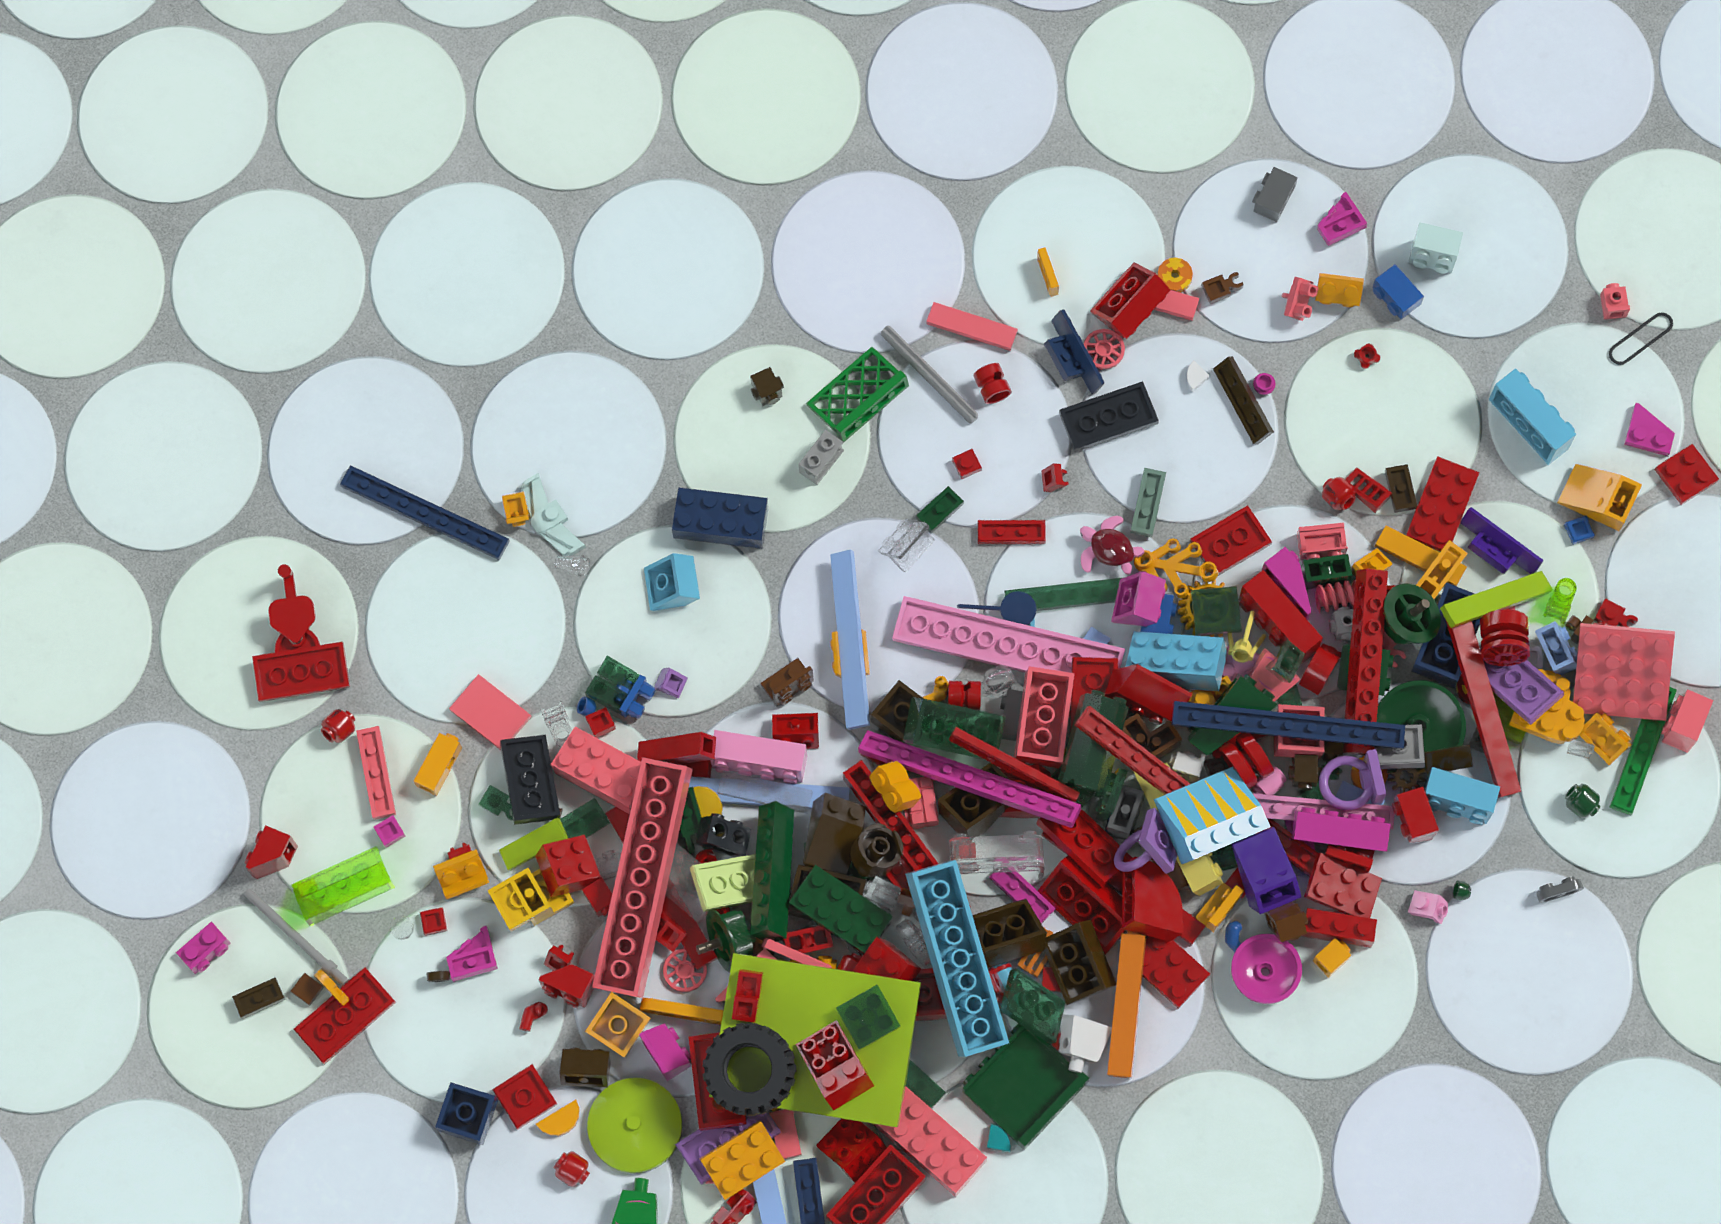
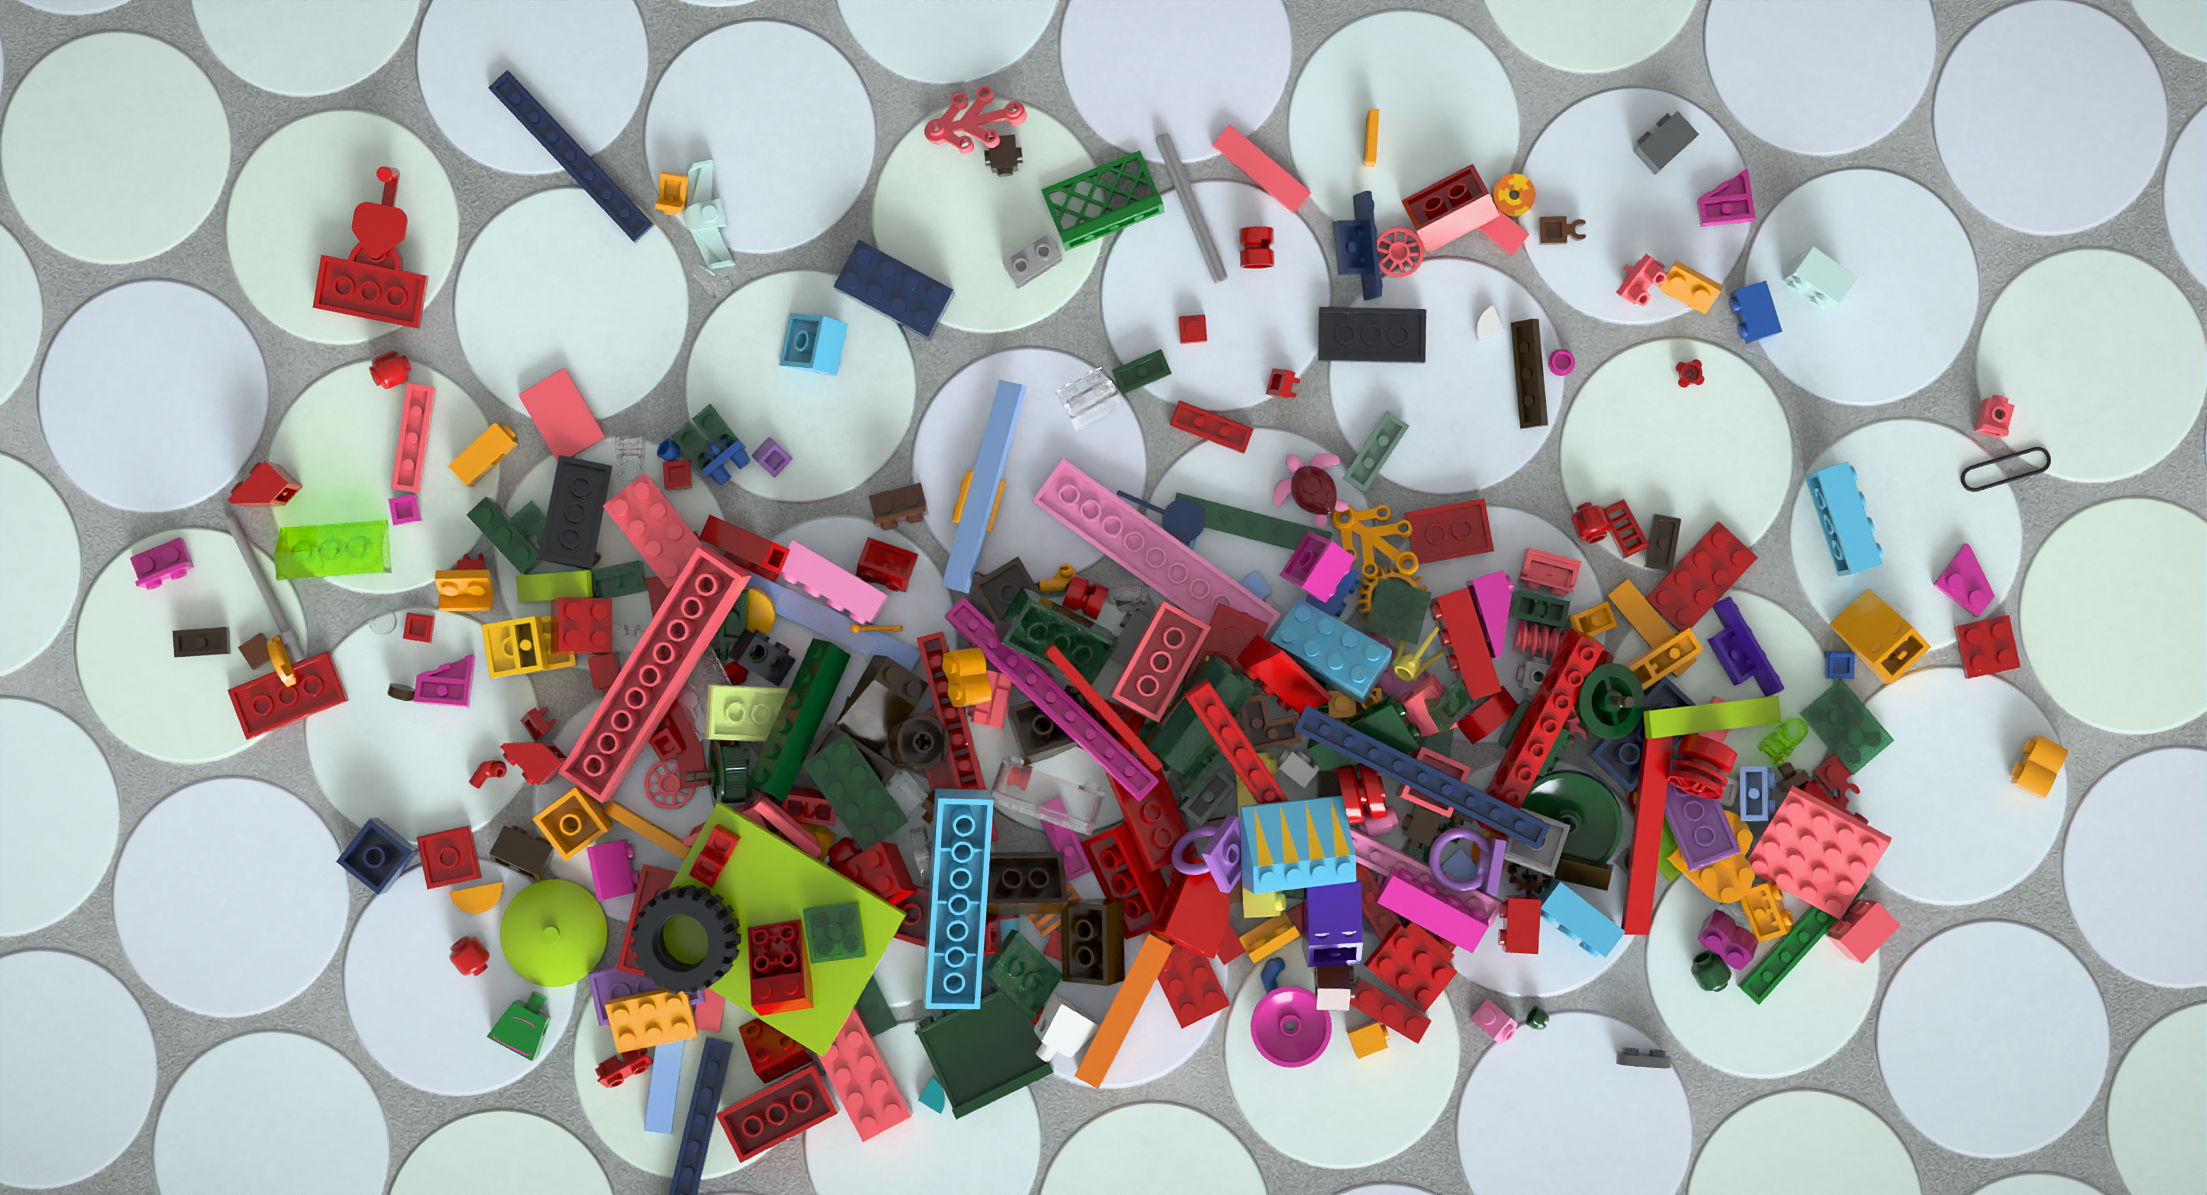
camera: 20 degrees right, 15 degrees up
(479, 819) = (505, 535): none -> dark green brick
(733, 371) = (971, 121): none -> coral plant
(790, 785) = (855, 628): none -> light orange hinge
(1590, 770) = (1725, 938): none -> magenta brick
(1605, 573) = (1846, 726): none -> clear green plate

